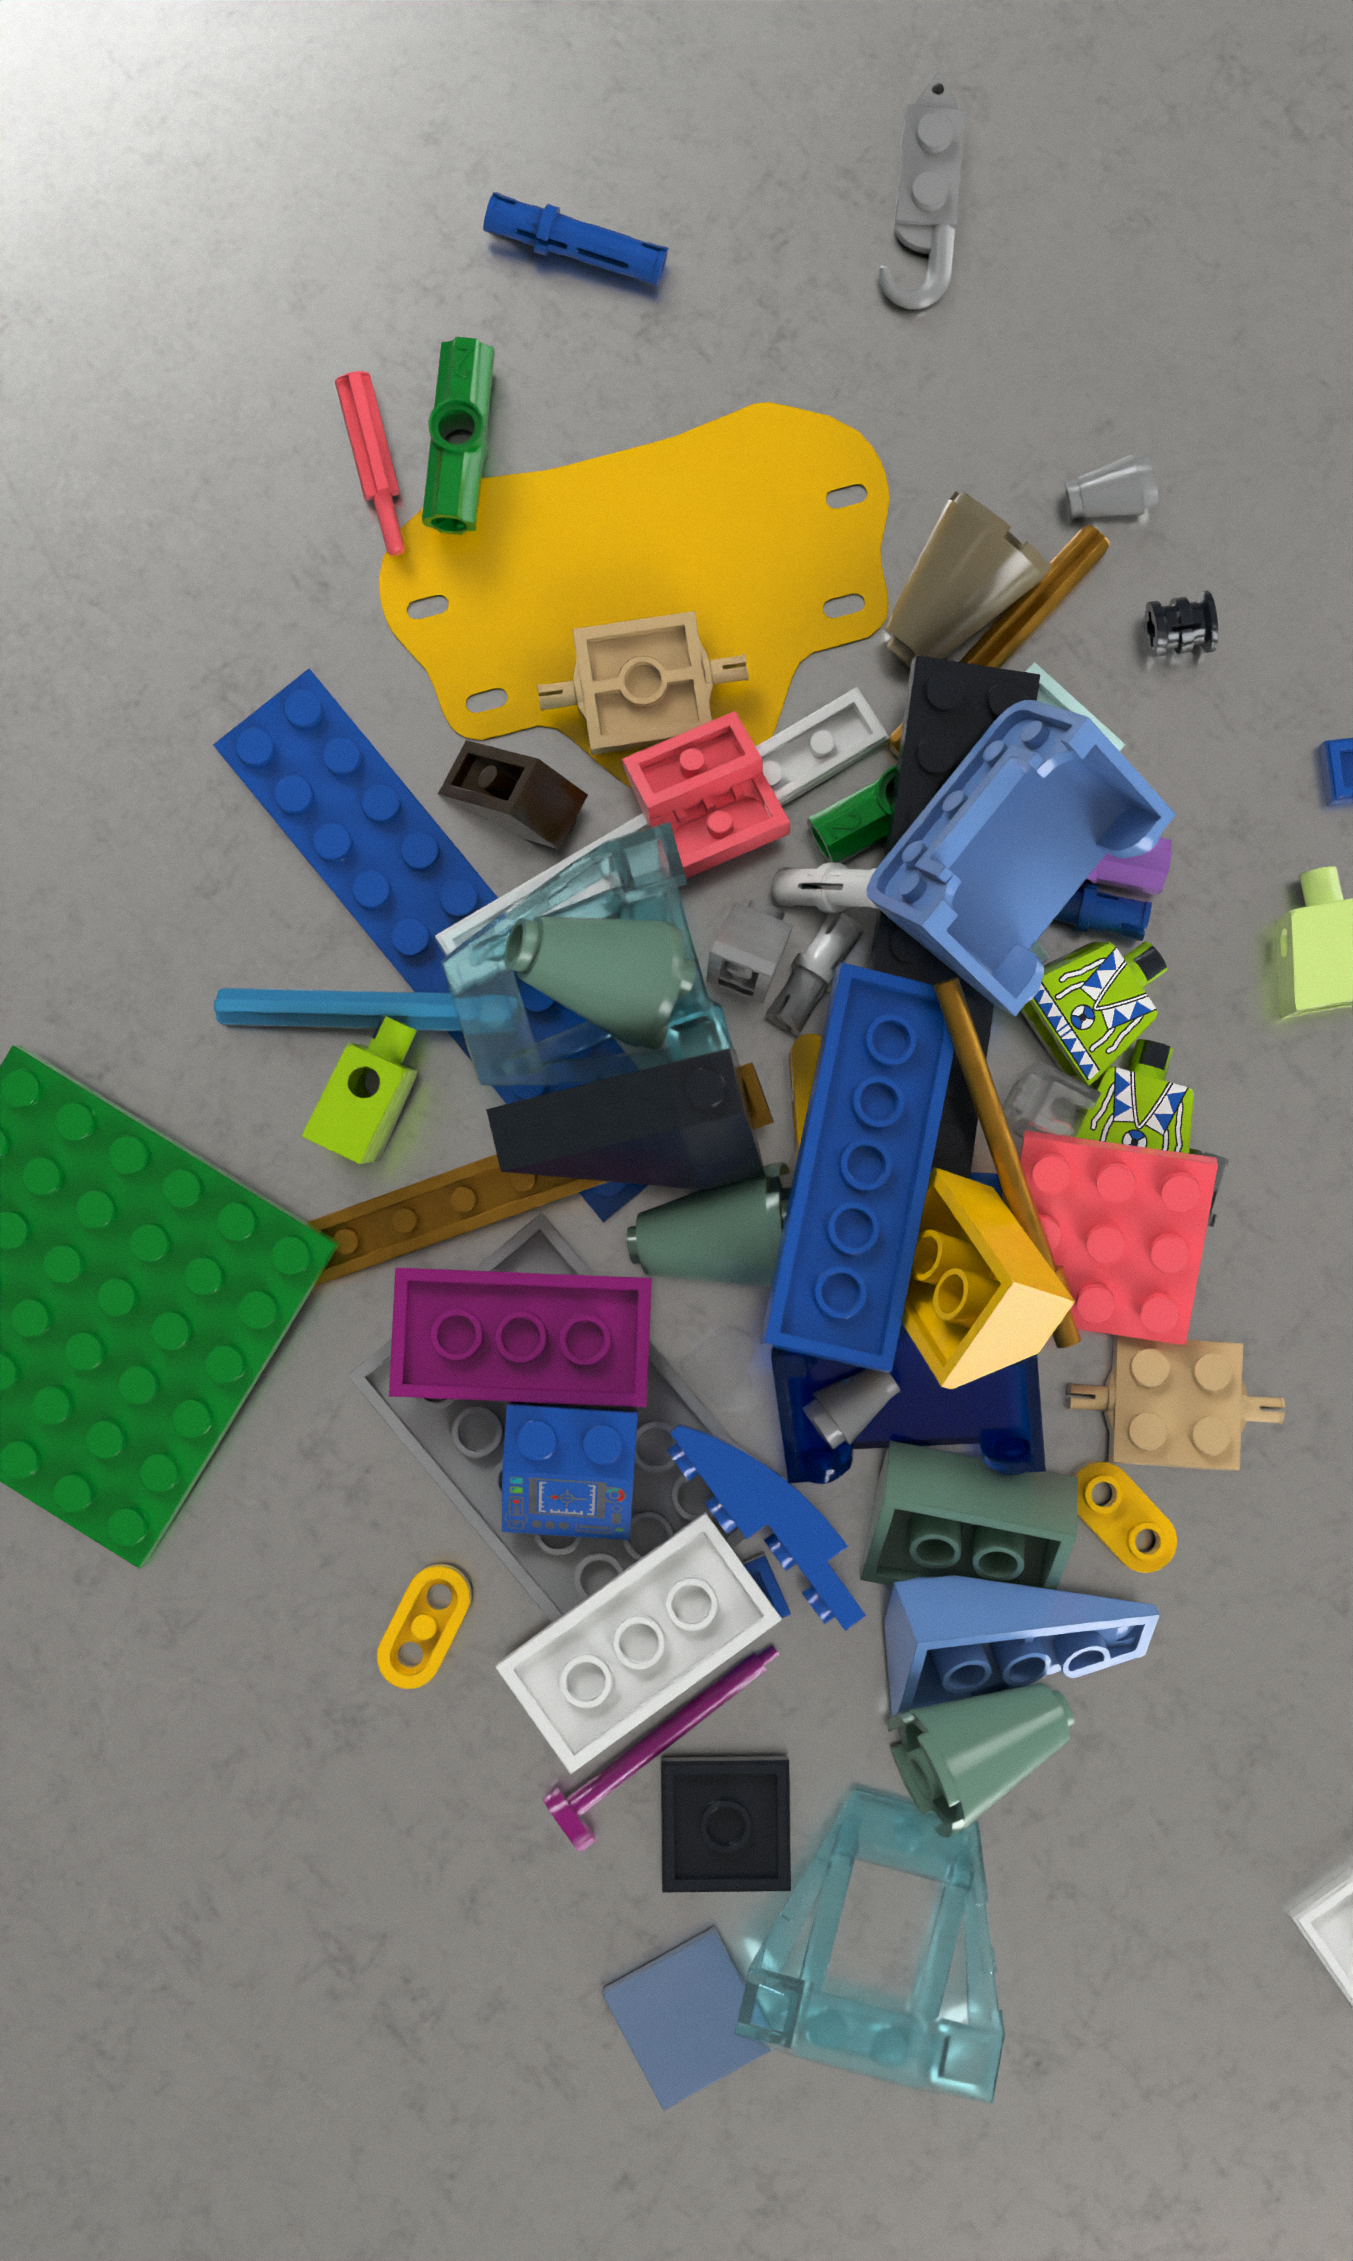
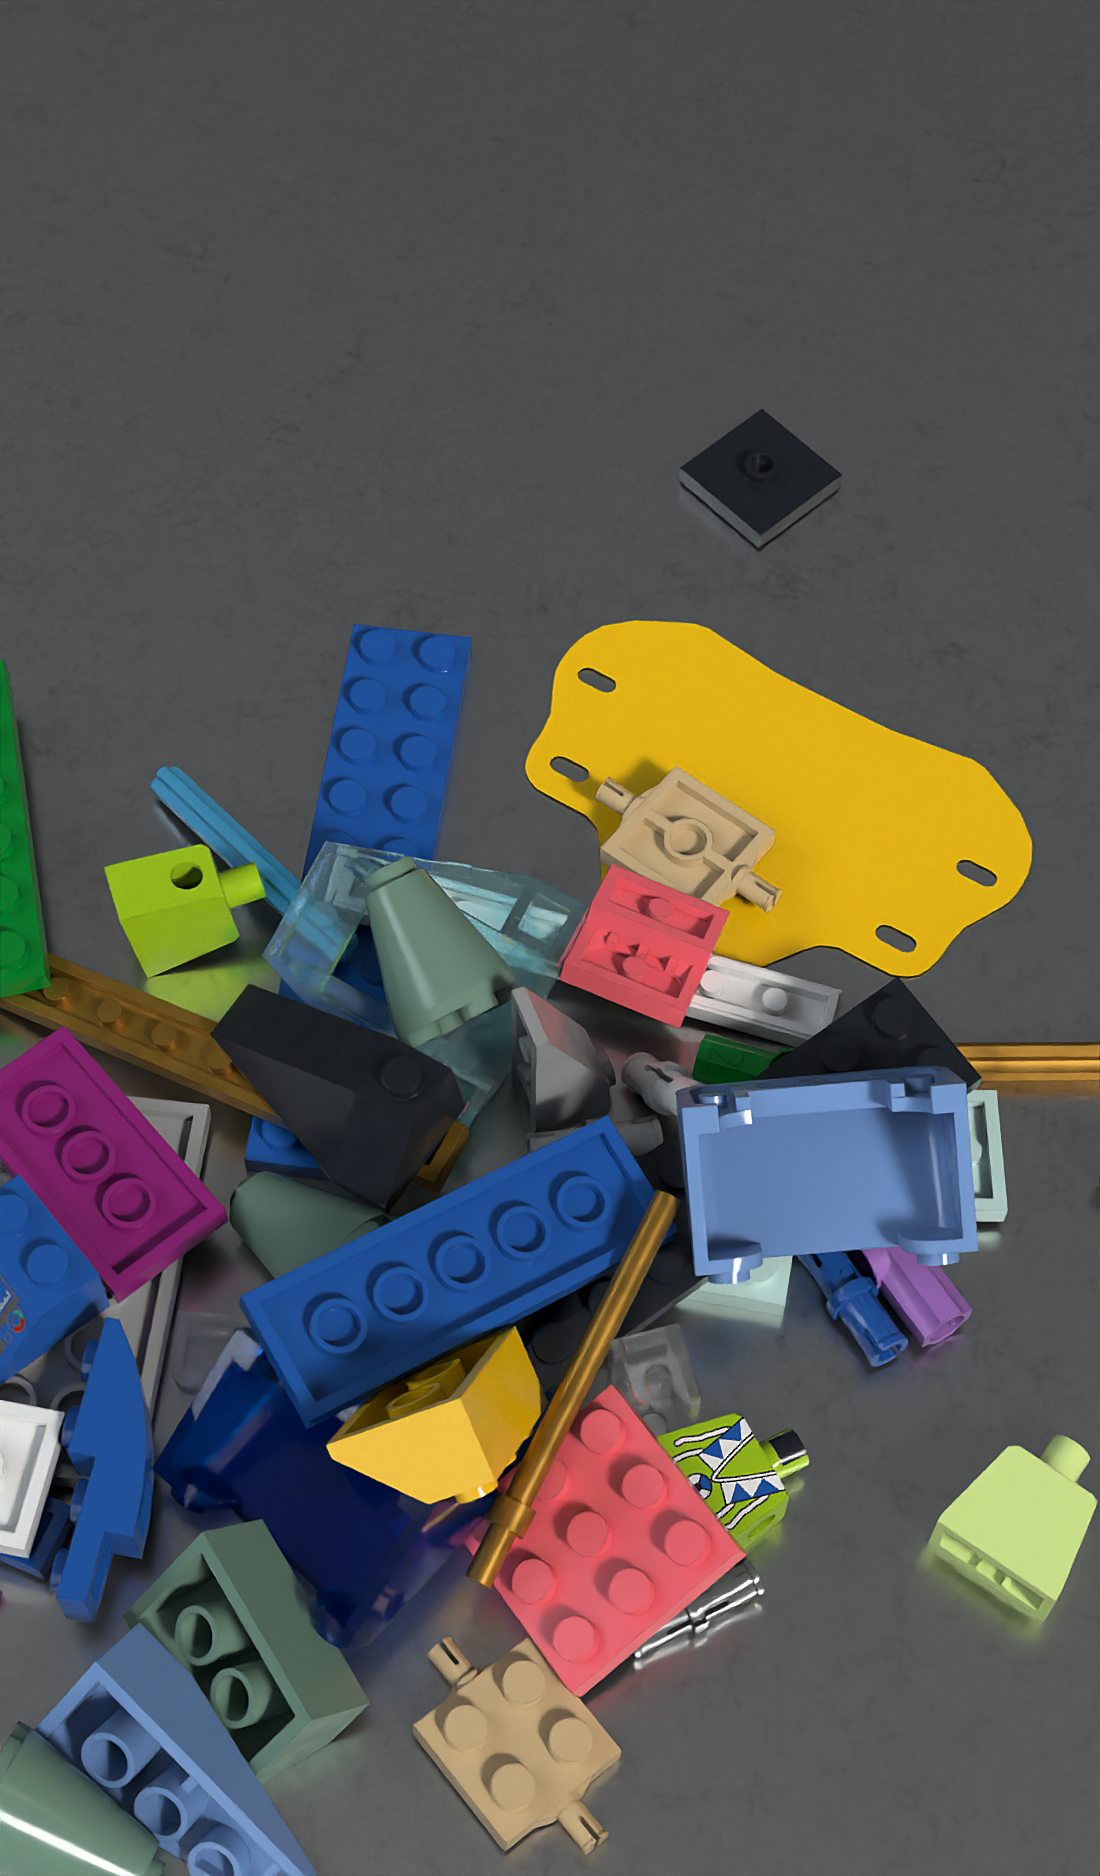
camera: 50 degrees right, 25 degrees down
(363, 308) = (760, 477): none -> black plate
(371, 452) = (666, 557): coral axle -> none
(460, 403) = (734, 592): green piece -> none
(514, 793) = (517, 828): dark brown slope -> none
(566, 236) = (942, 538): blue pin -> none
(849, 1405) = (262, 1458): light grey cone -> none
(961, 581) = (998, 982): dark tan cone -> none
(1094, 1006) = (778, 1360): torso -> none
(1124, 1517) = (376, 1786): yellow plate -> none

